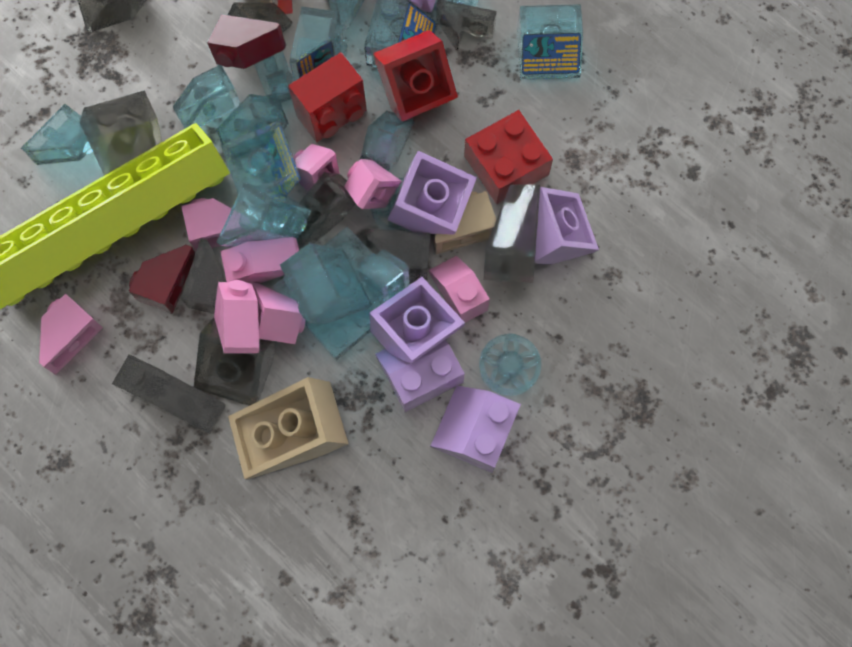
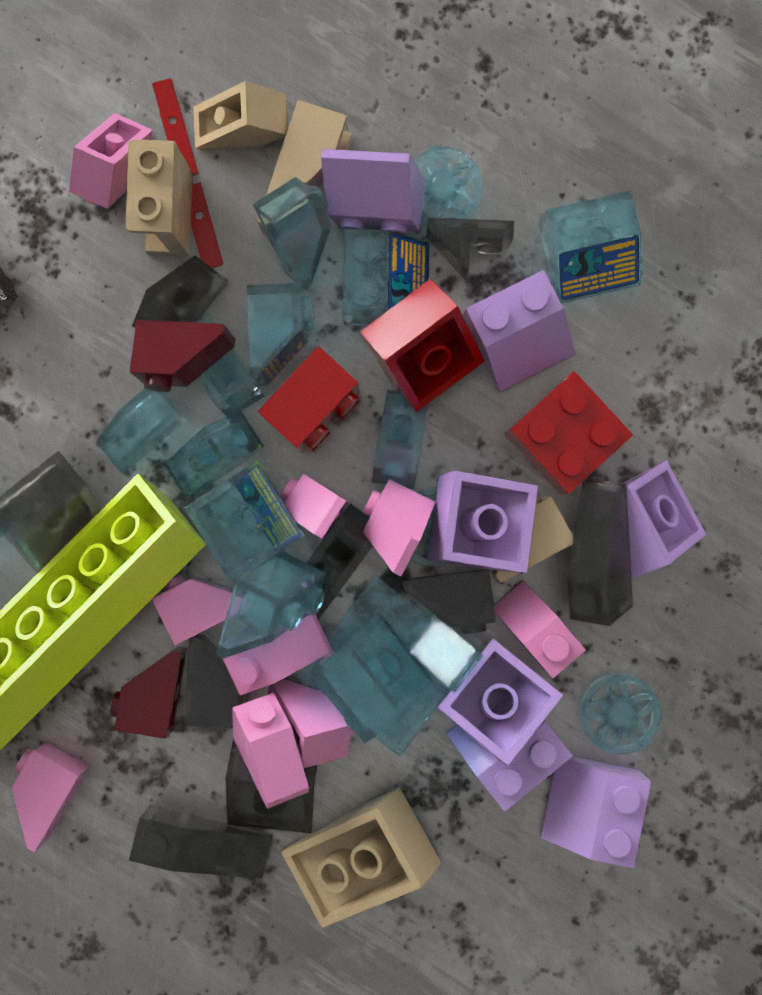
camera: 15 degrees left, 15 degrees up
(487, 84) = (520, 330): none -> lavender slope

